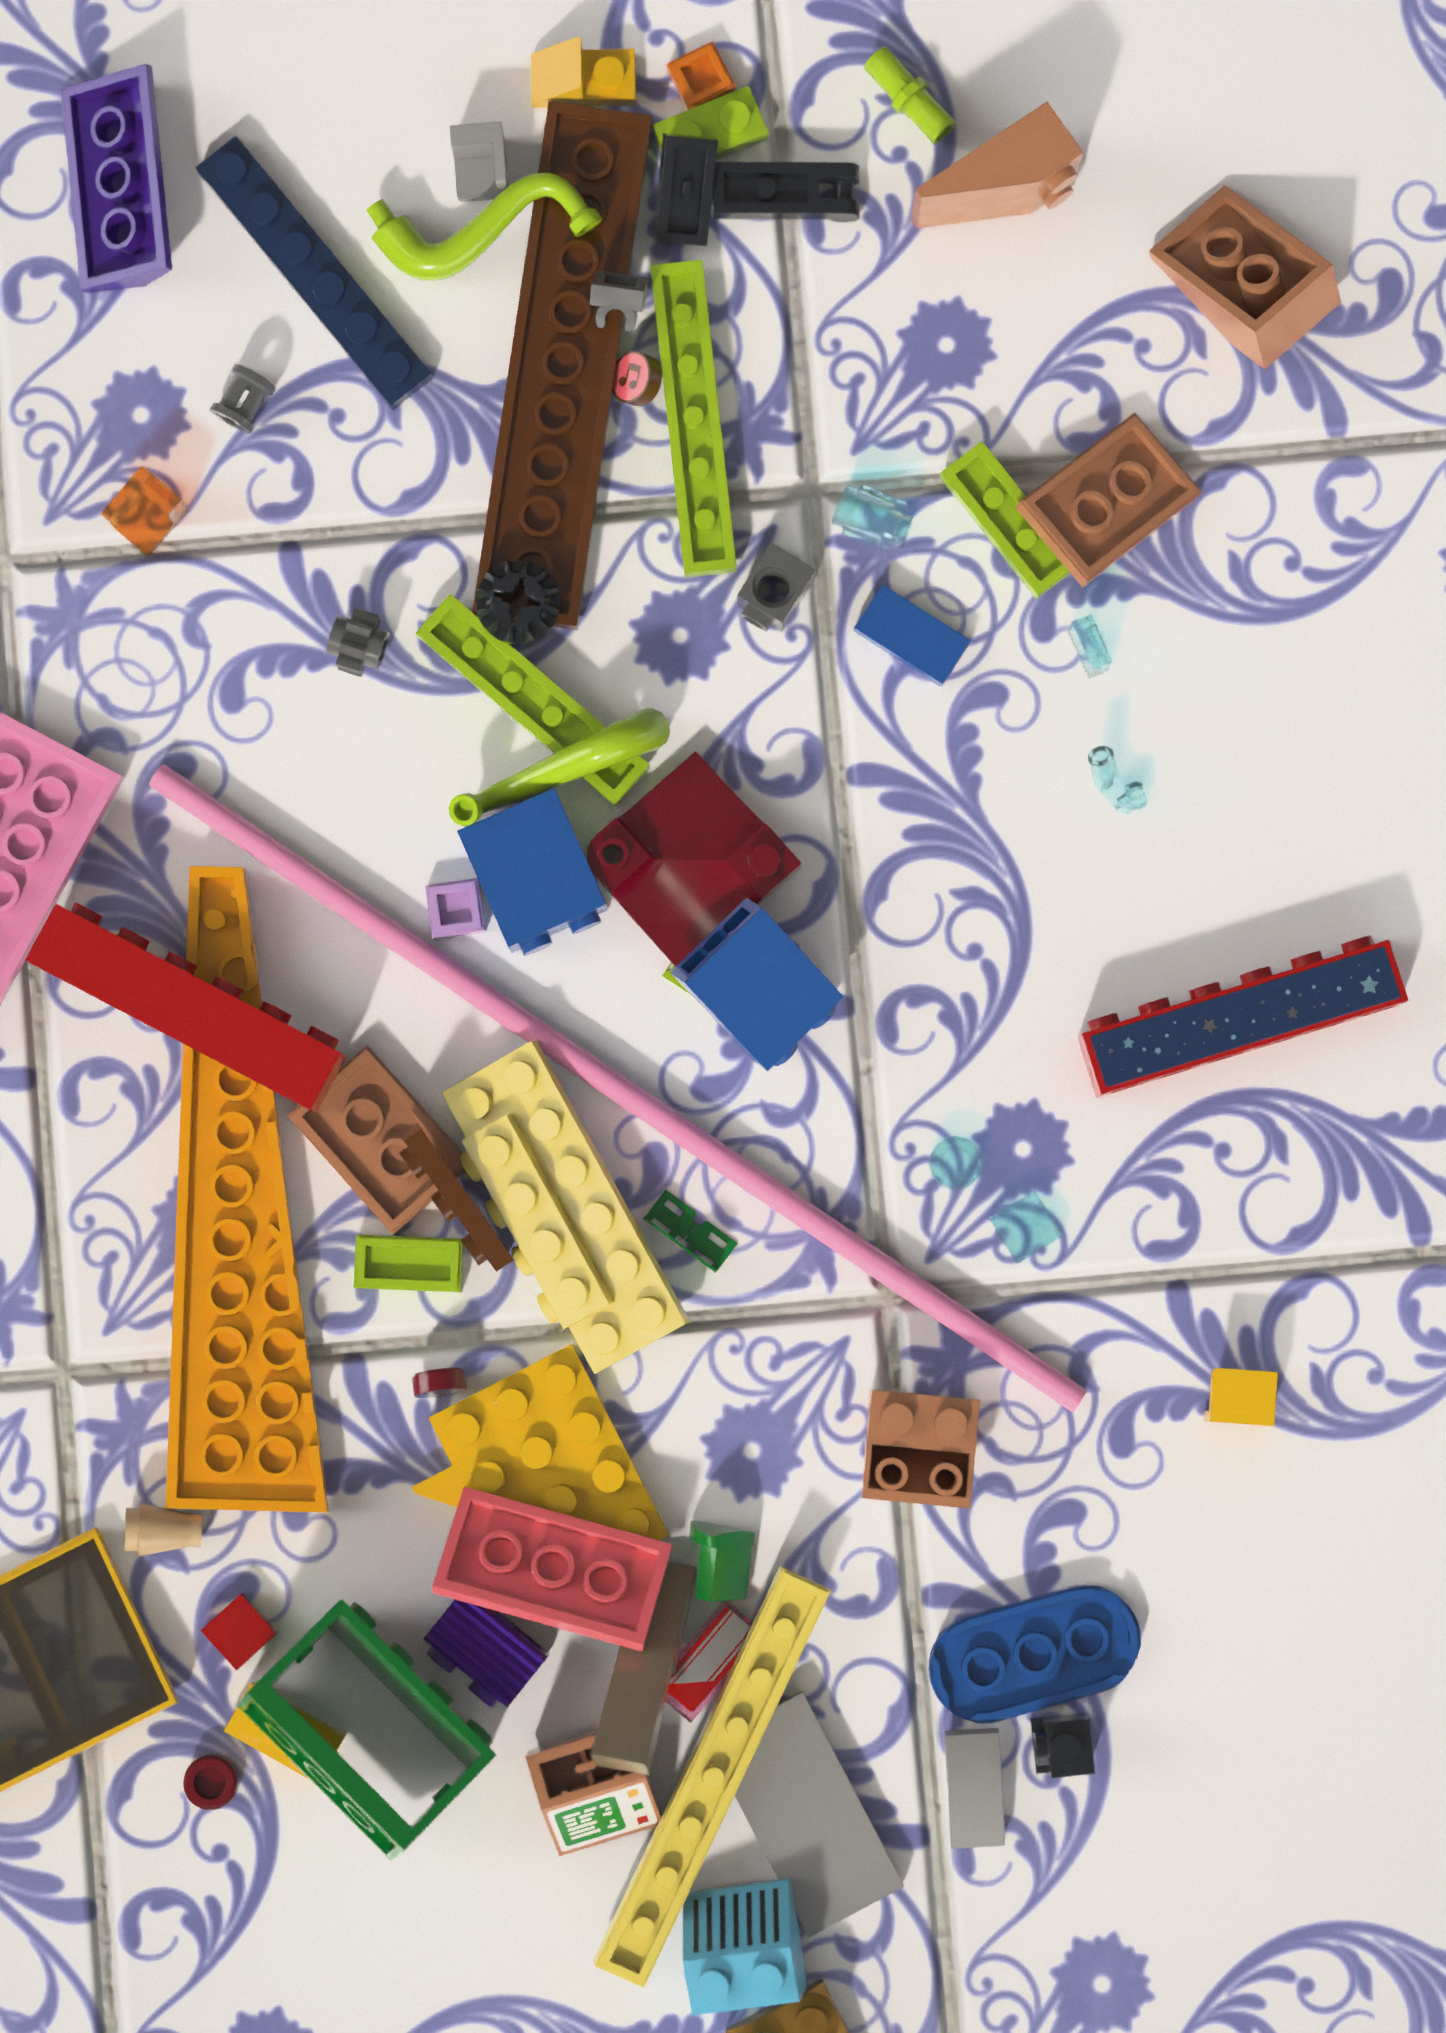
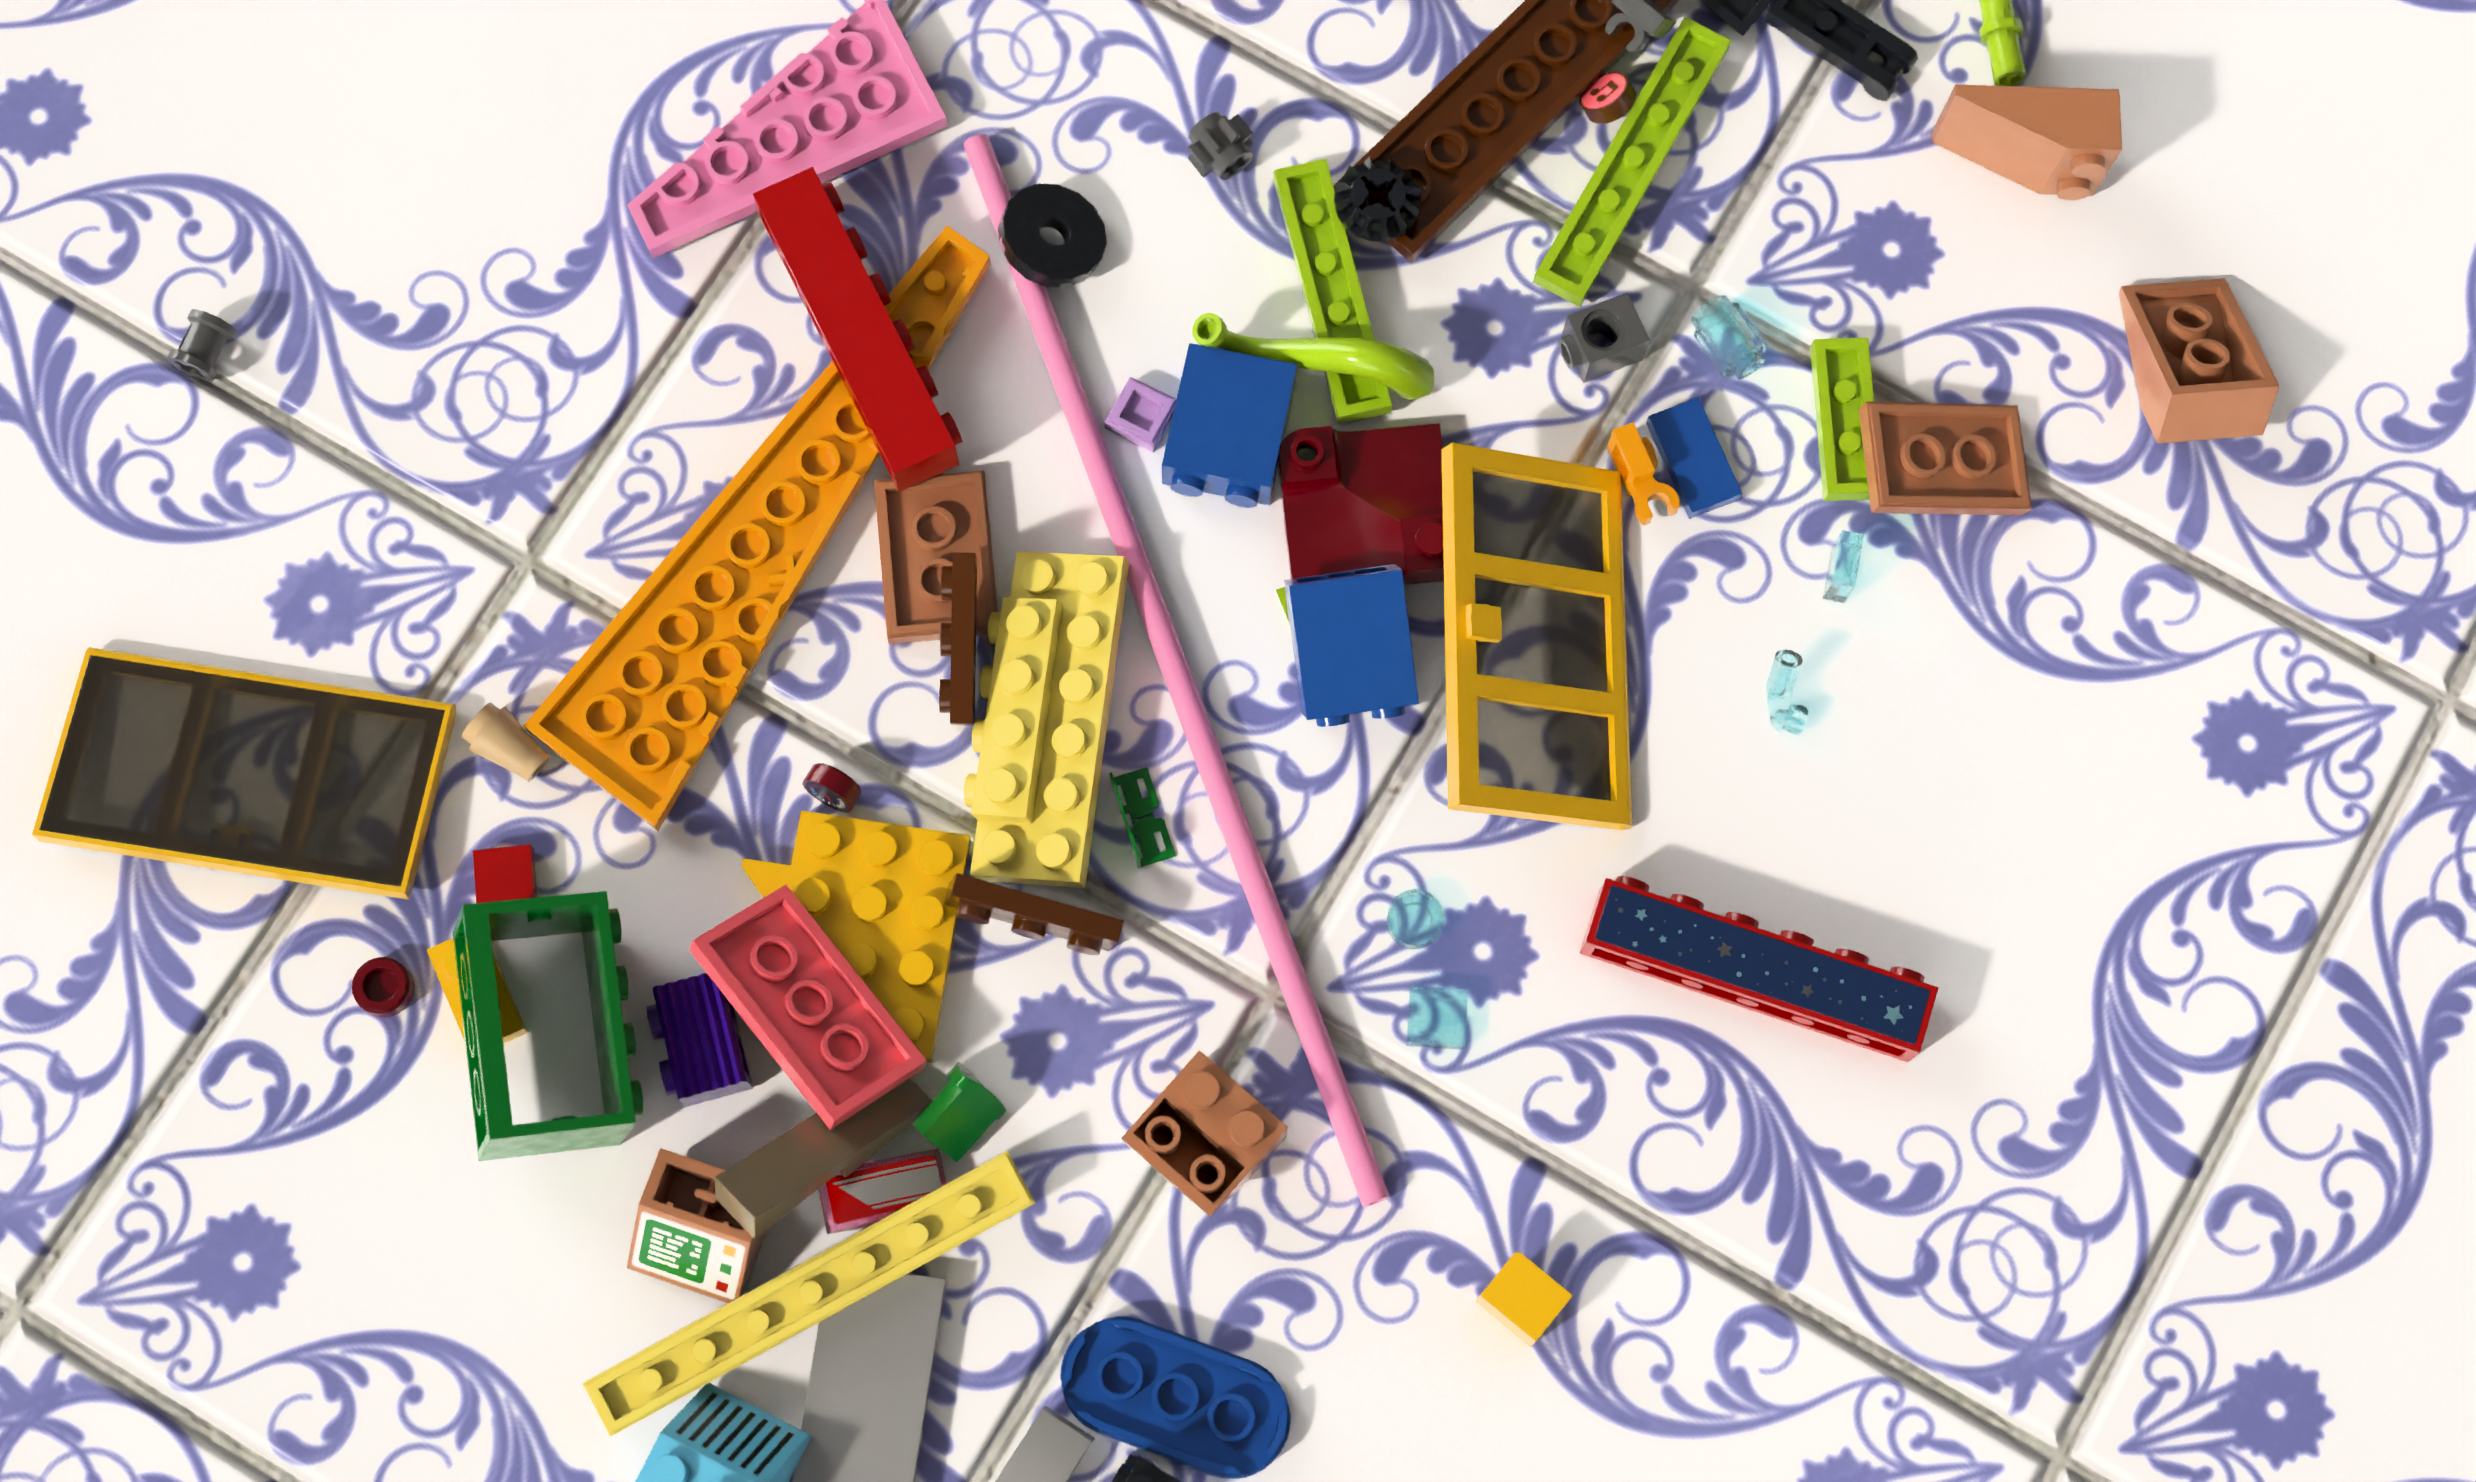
camera: 30 degrees right, 10 degrees down
(282, 785) = (1068, 214): none -> black tile
(408, 1263) = (882, 673): lime tile -> none
(668, 1375) = (1032, 914): none -> reddish brown plate
(870, 675) = (1636, 462): none -> light orange plate
(895, 878) = (1535, 639): none -> door

